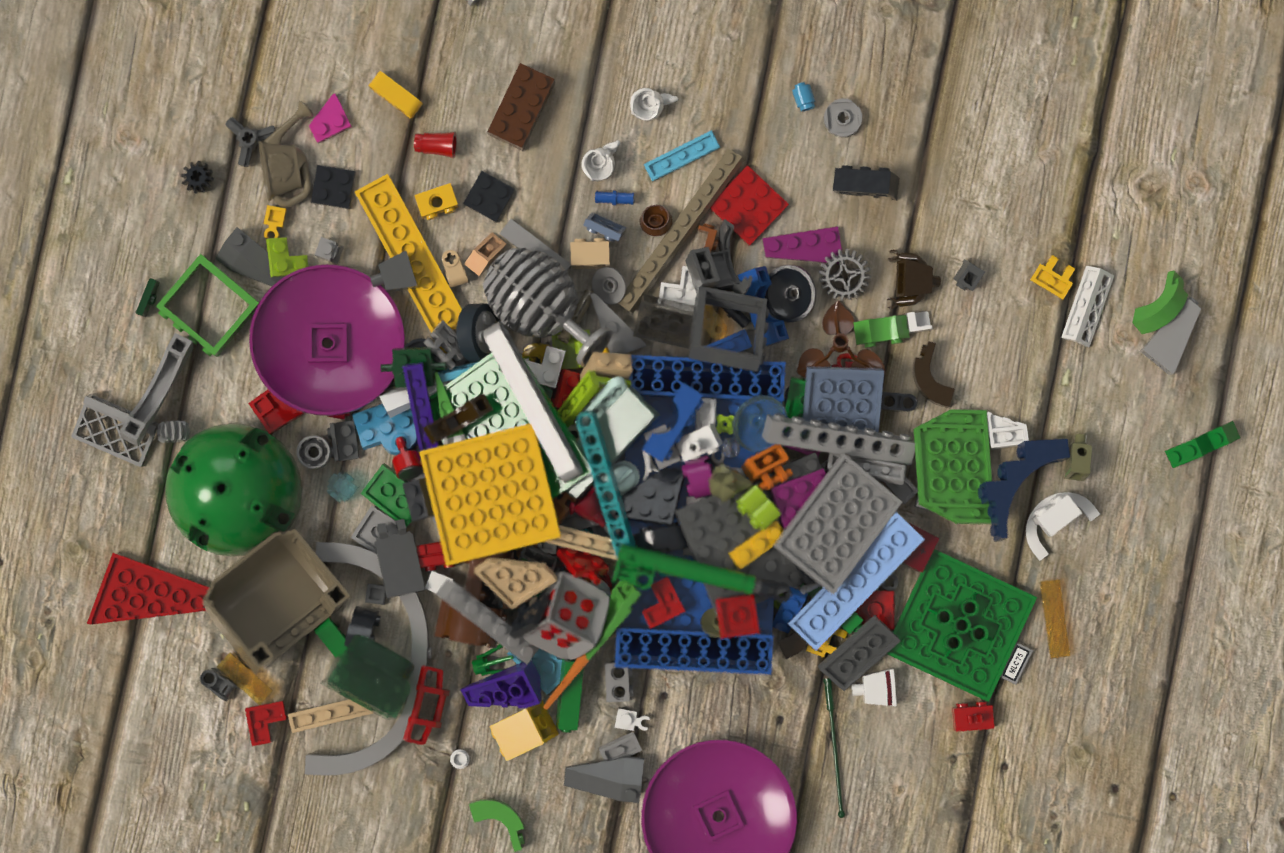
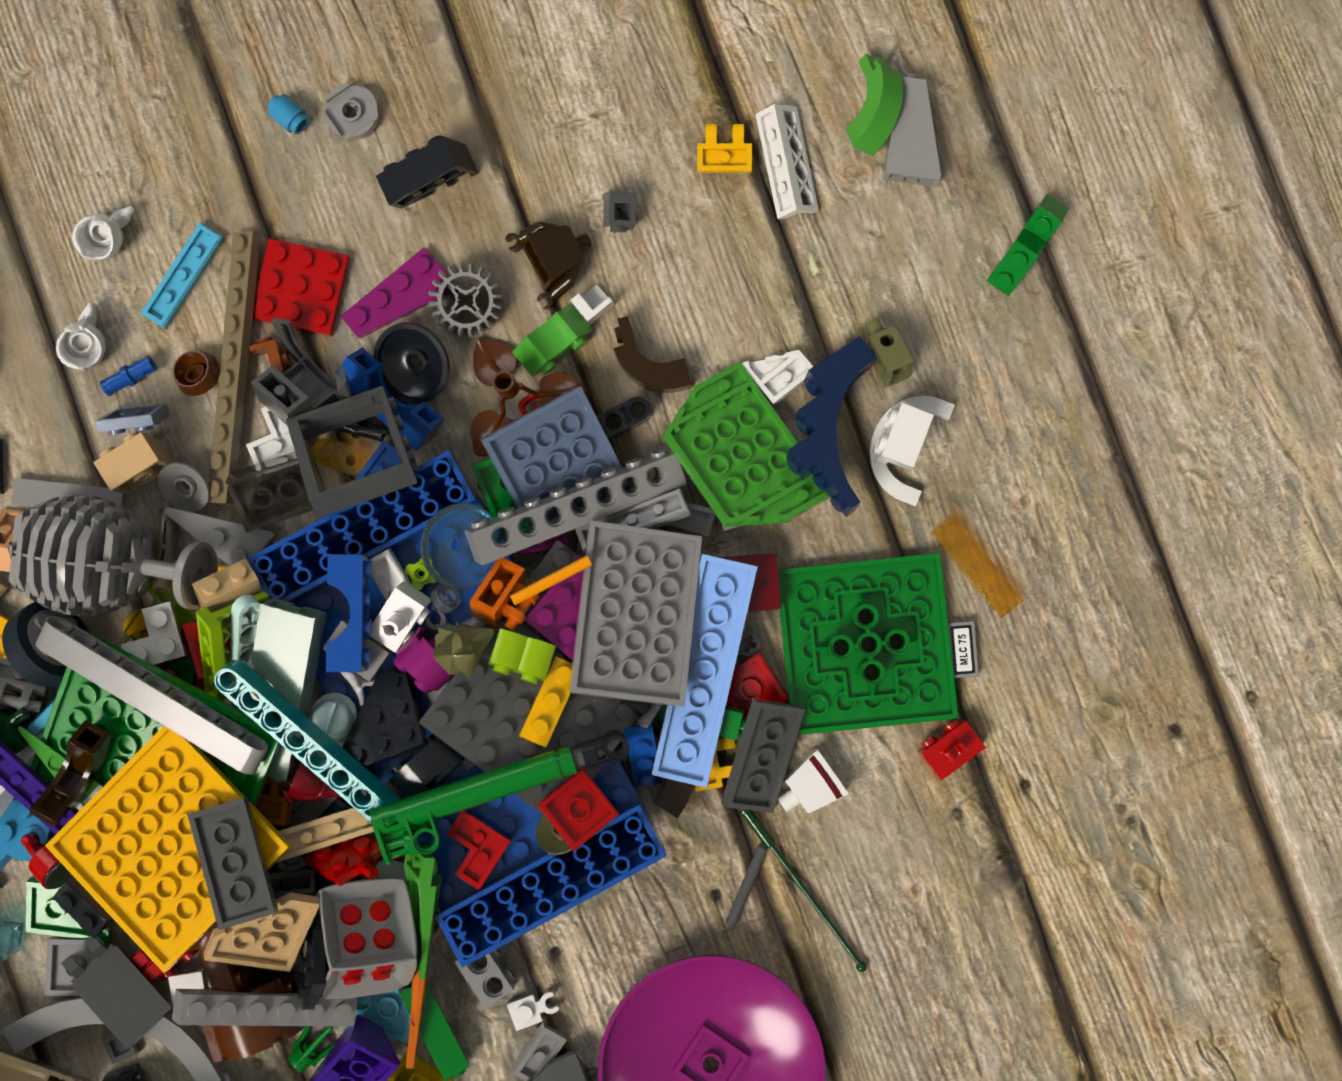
camera: 30 degrees left, 0 degrees up
(525, 526) = (233, 863): none -> dark grey plate
(801, 474) = (551, 580): none -> light orange bar
(801, 725) = (746, 886): none -> dark grey bar

